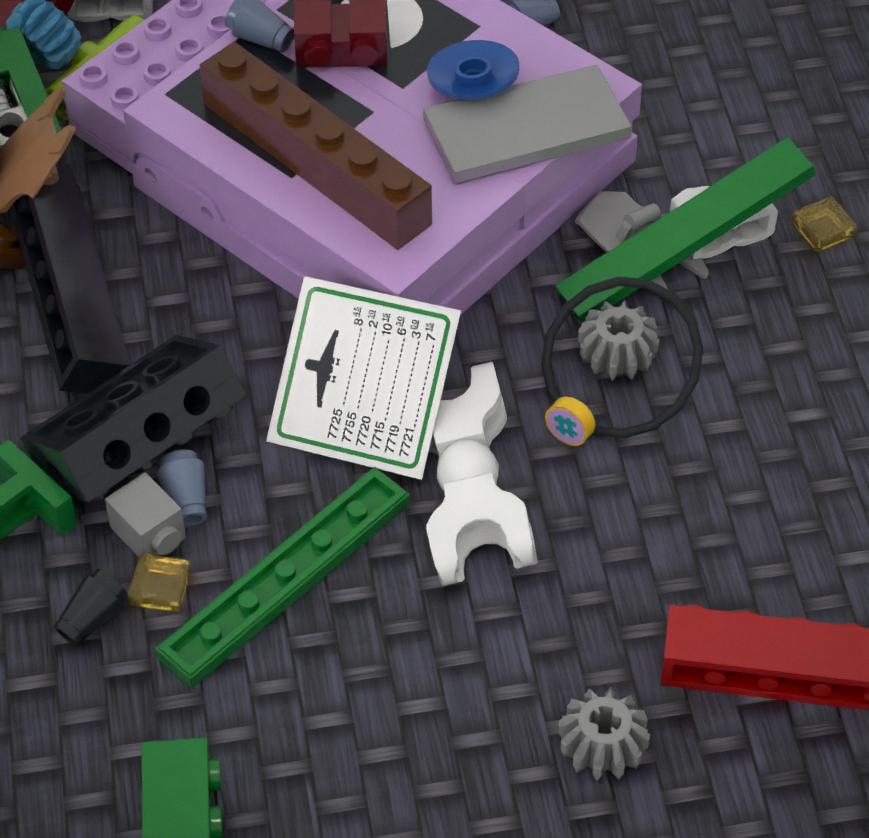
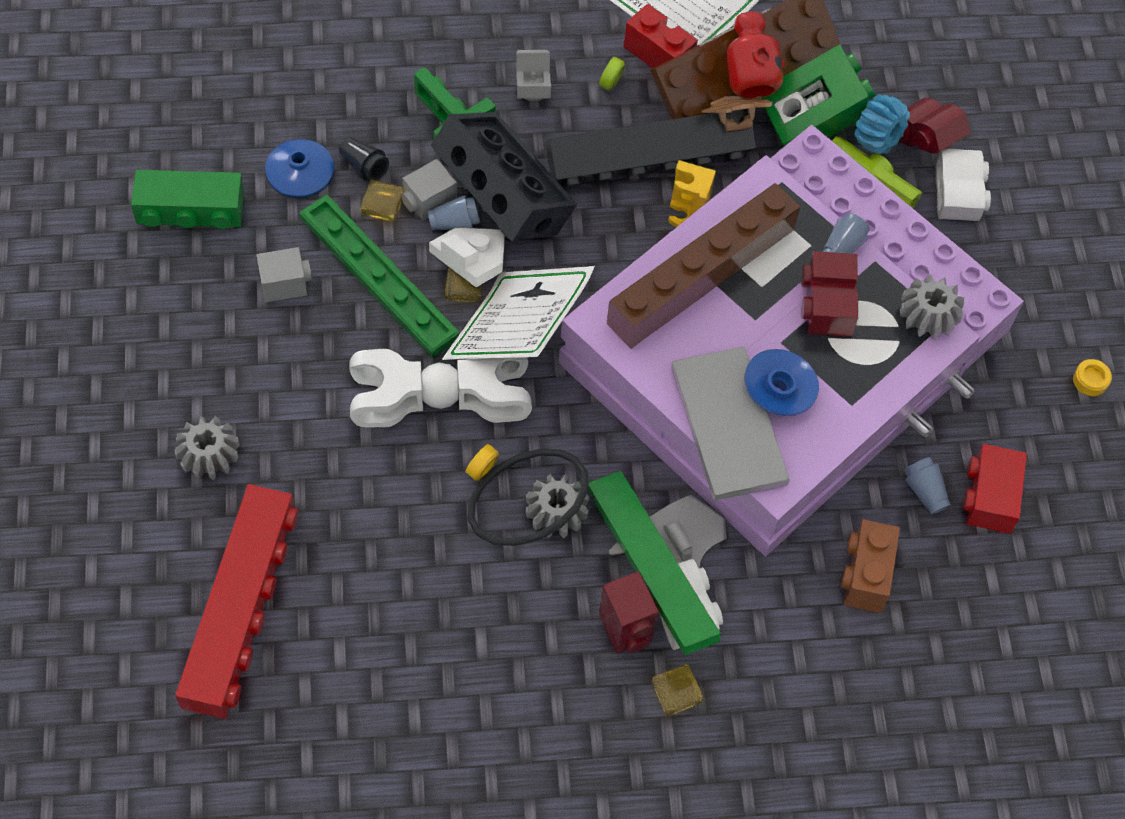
camera: 90 degrees right, 10 degrees up
(102, 717) = (303, 178): none -> blue dish
(158, 218) = (690, 190): none -> yellow hinge
(248, 460) = (471, 252): none -> white plate
(290, 473) = (460, 289): none -> clear yellow tile
(306, 680) = (283, 274): none -> light grey brick
(645, 52) = (871, 565): none -> dark orange brick
(759, 248) = (628, 613): none -> dark red brick

